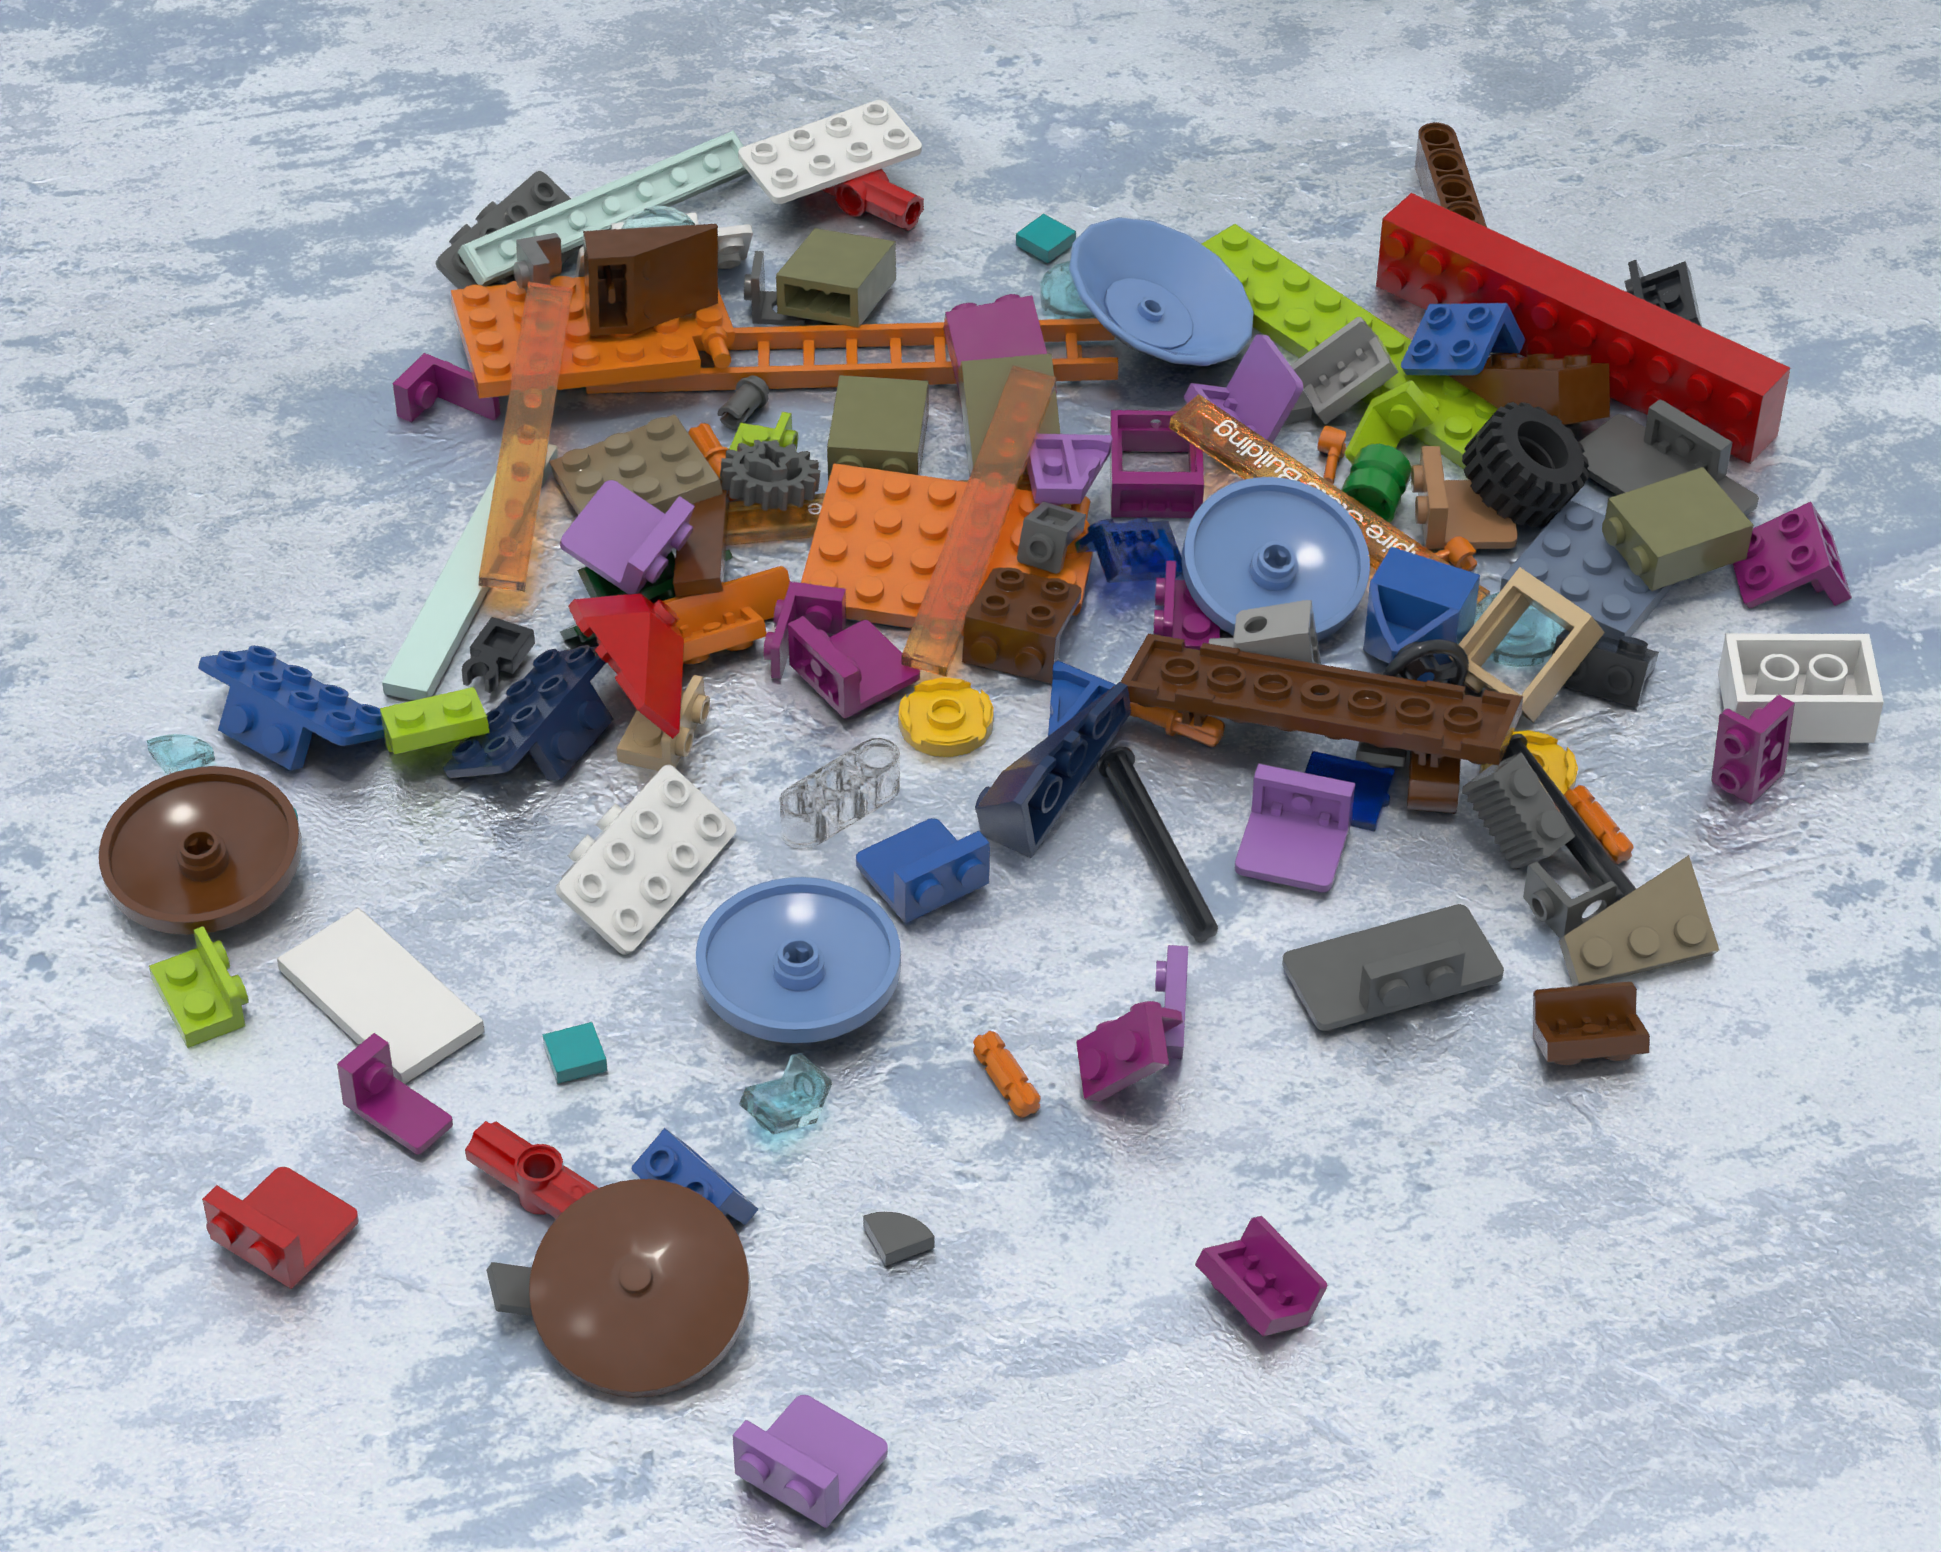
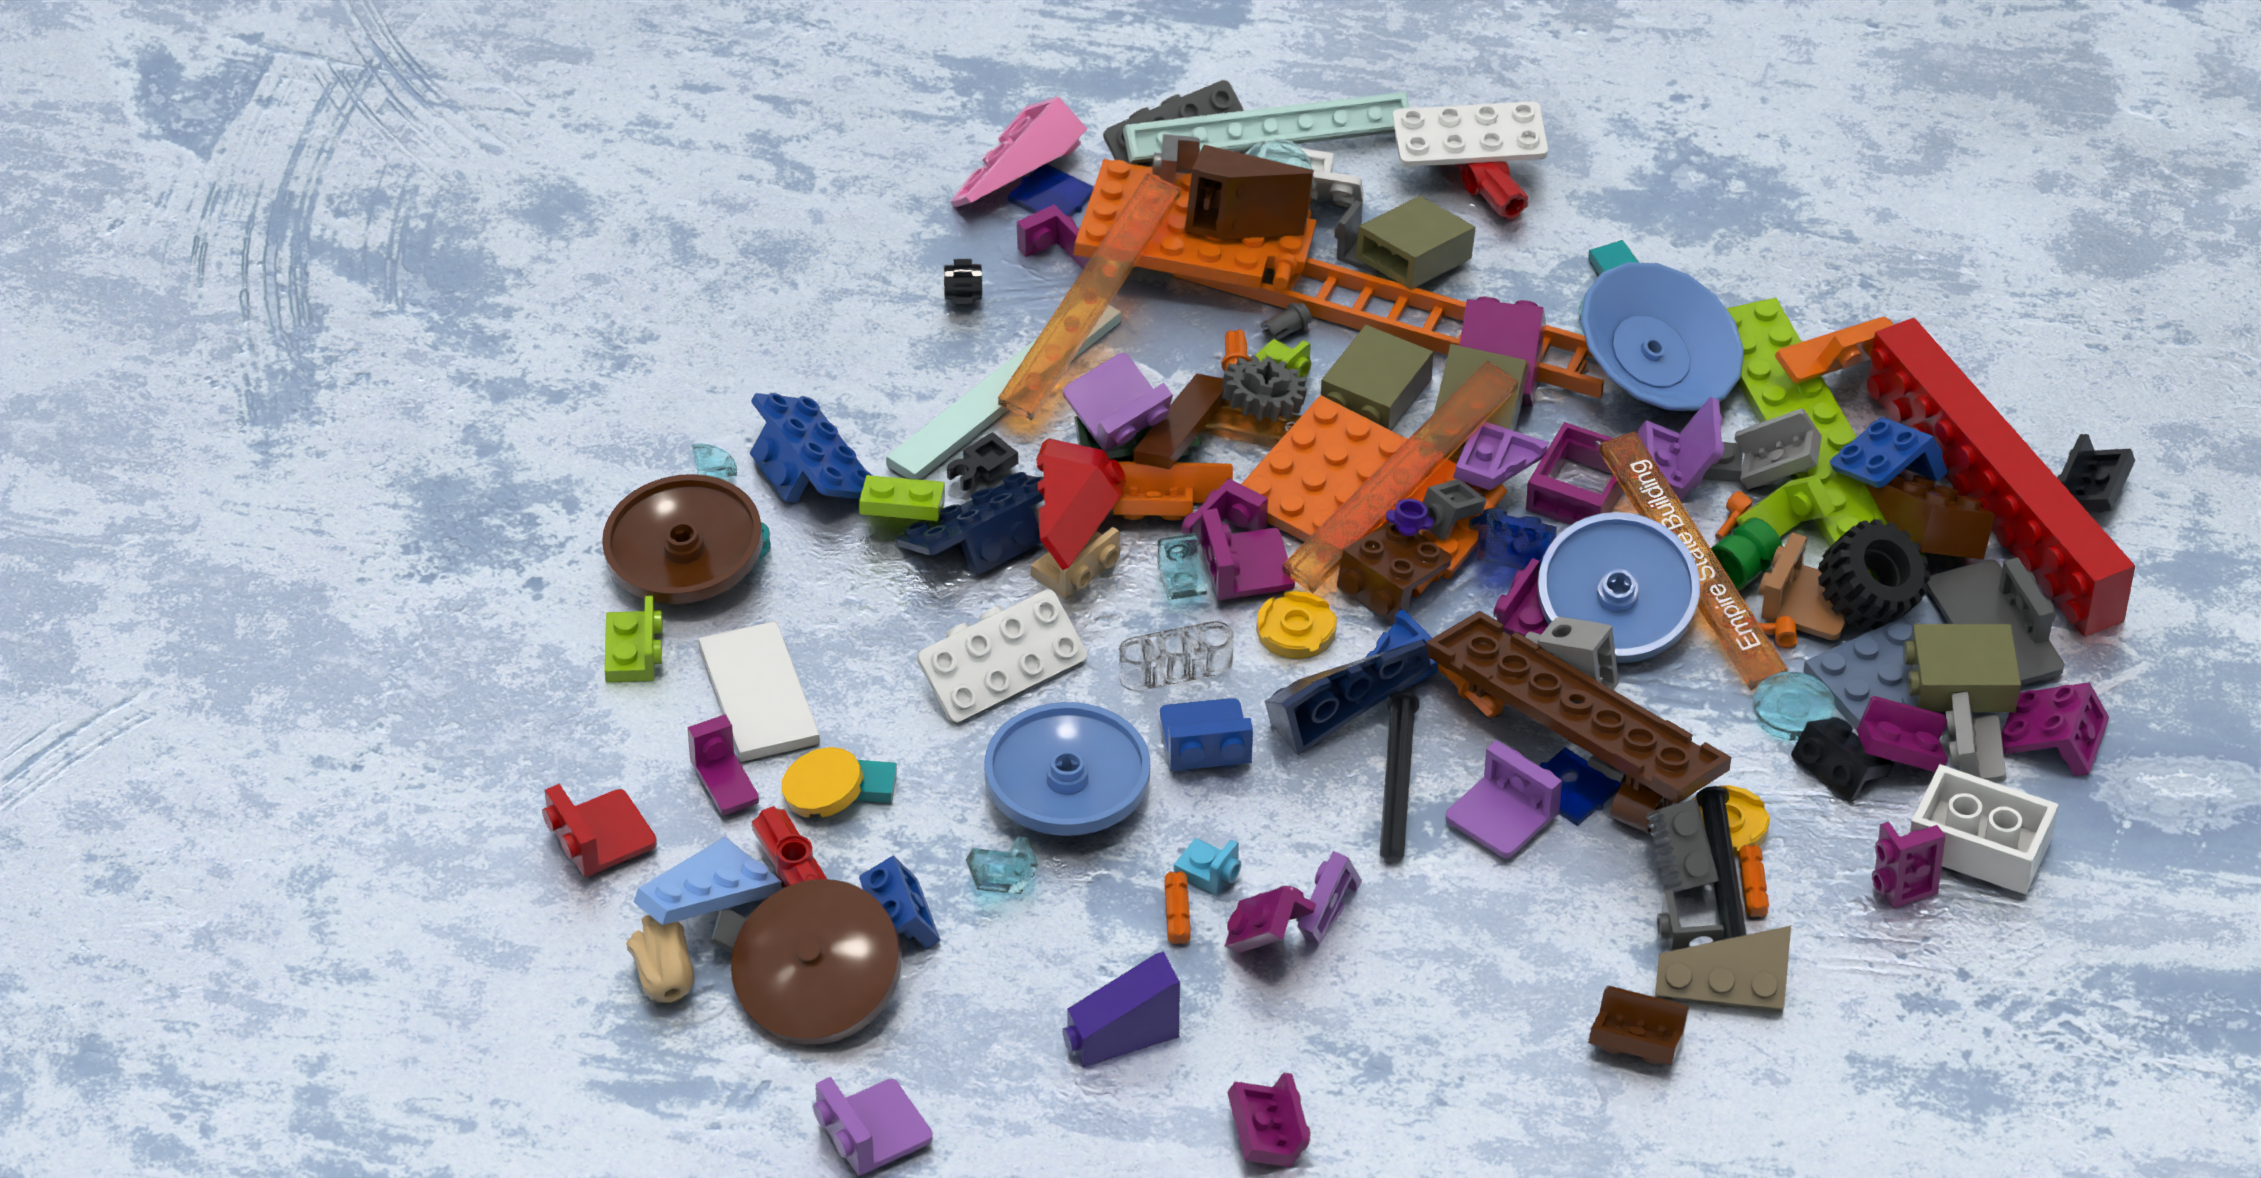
camera: 25 degrees right, 0 degrees up
(349, 303) = (1030, 141): none -> bright pink wedge
(363, 466) = (963, 281): none -> black gear
(398, 343) = (1050, 187): none -> clear blue piece
(450, 1352) = (662, 960): none -> tan piece
(458, 1242) = (707, 883): none -> light blue wing
(519, 1074) = (822, 782): none -> yellow tile
(650, 461) = (1172, 350): dark tan plate -> none
(787, 696) = (1181, 567): none -> clear light blue bracket
(897, 1235) = (1028, 994): dark grey tile -> none
(1014, 1013) = (1209, 866): none -> medium azure bracket
(1019, 557) = (1410, 517): none -> dark purple plate
(1033, 1214) = (1126, 1013): none -> dark purple slope
(1338, 252) = (1830, 351): none -> orange bracket
(1392, 967) = (1519, 932): dark grey bracket -> none
(1420, 616) = (1704, 673): blue piece -> none
(1445, 173) = (1976, 318): reddish brown beam -> none
(1502, 615) = (1759, 697): tan window -> none
(1657, 617) = (1903, 733): none -> magenta bracket
(1727, 598) = (1978, 741): none -> light grey bracket

